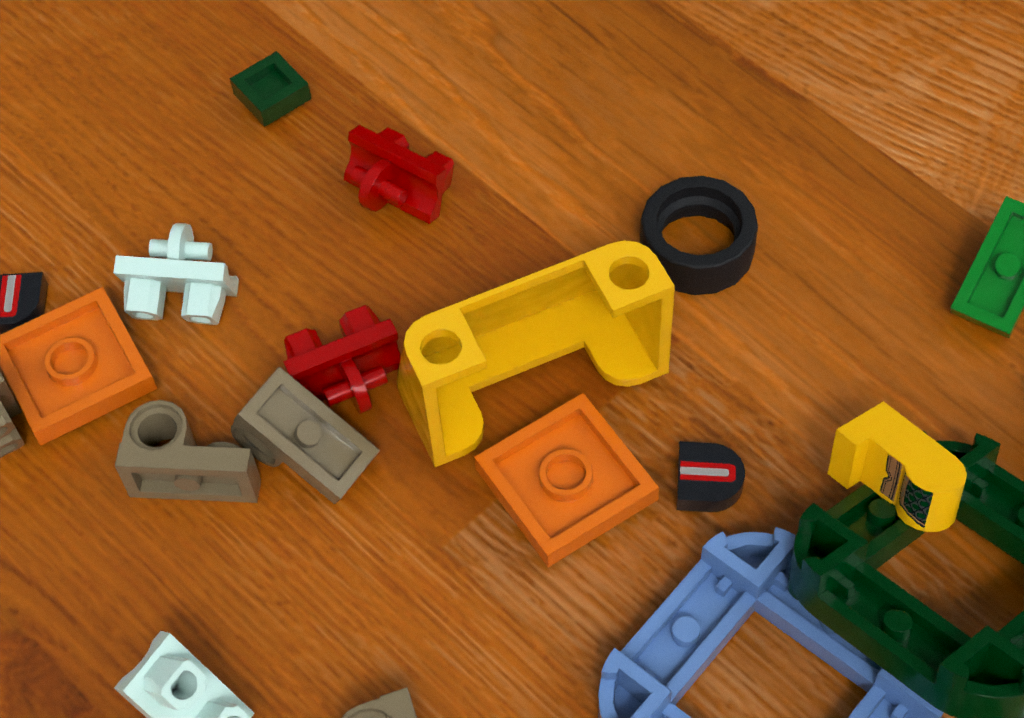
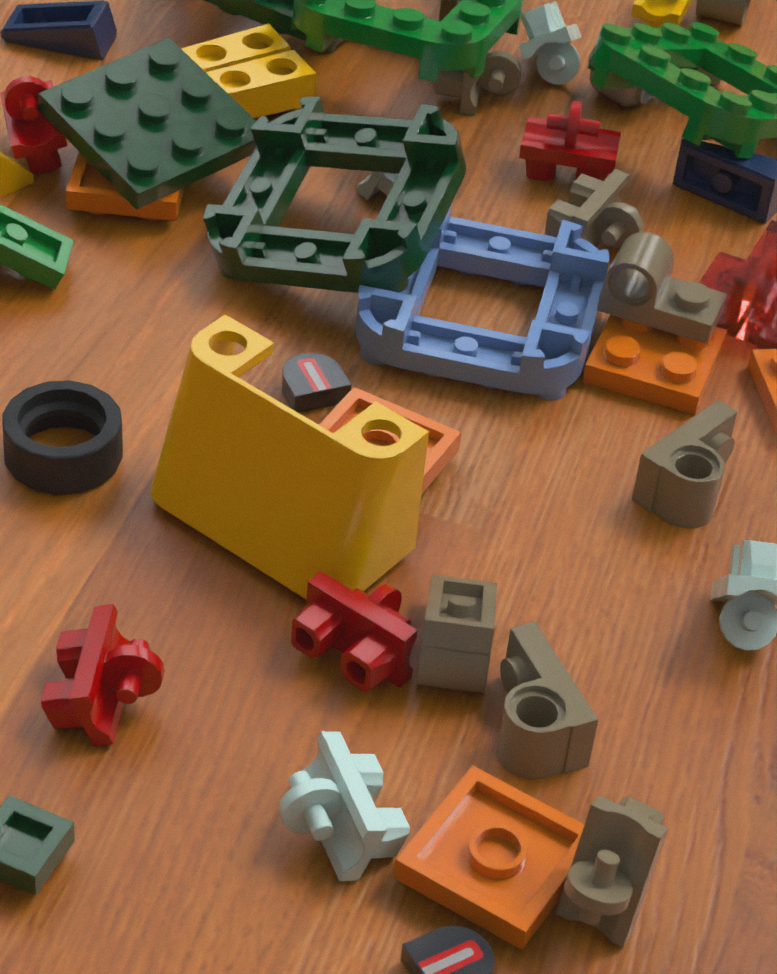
camera: 125 degrees left, 15 degrees down
(900, 467) = (270, 235): yellow leg -> none

